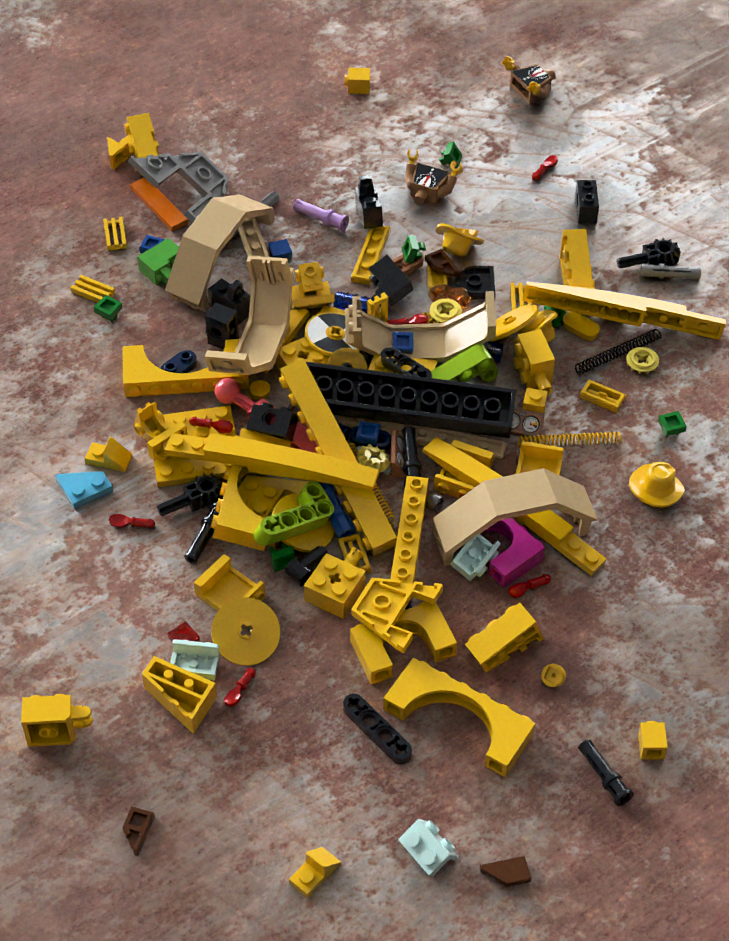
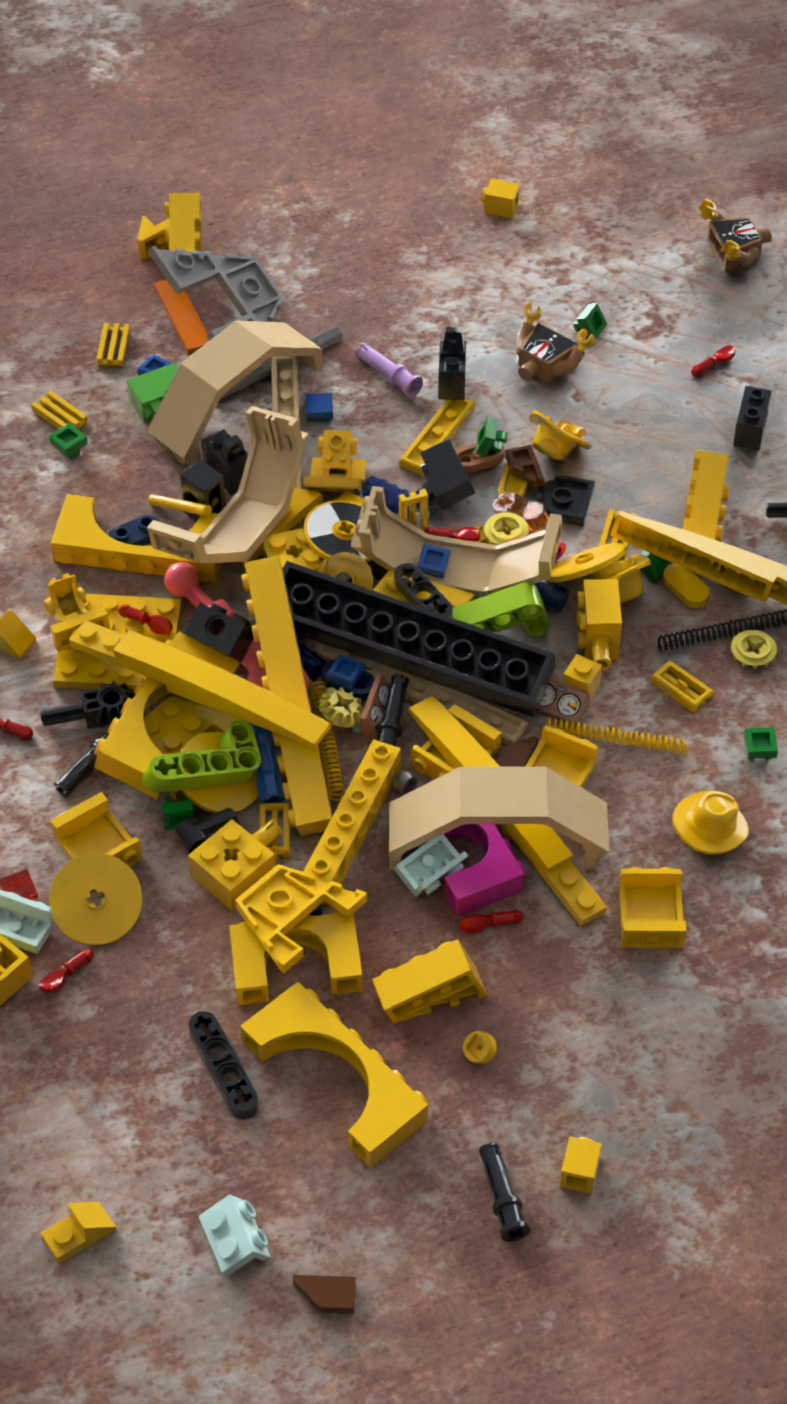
camera: 15 degrees right, 0 degrees up
(207, 338) = (180, 505): none -> yellow bar
(260, 390) = (228, 587): yellow tile -> none
(637, 553) = (651, 908): none -> yellow panel

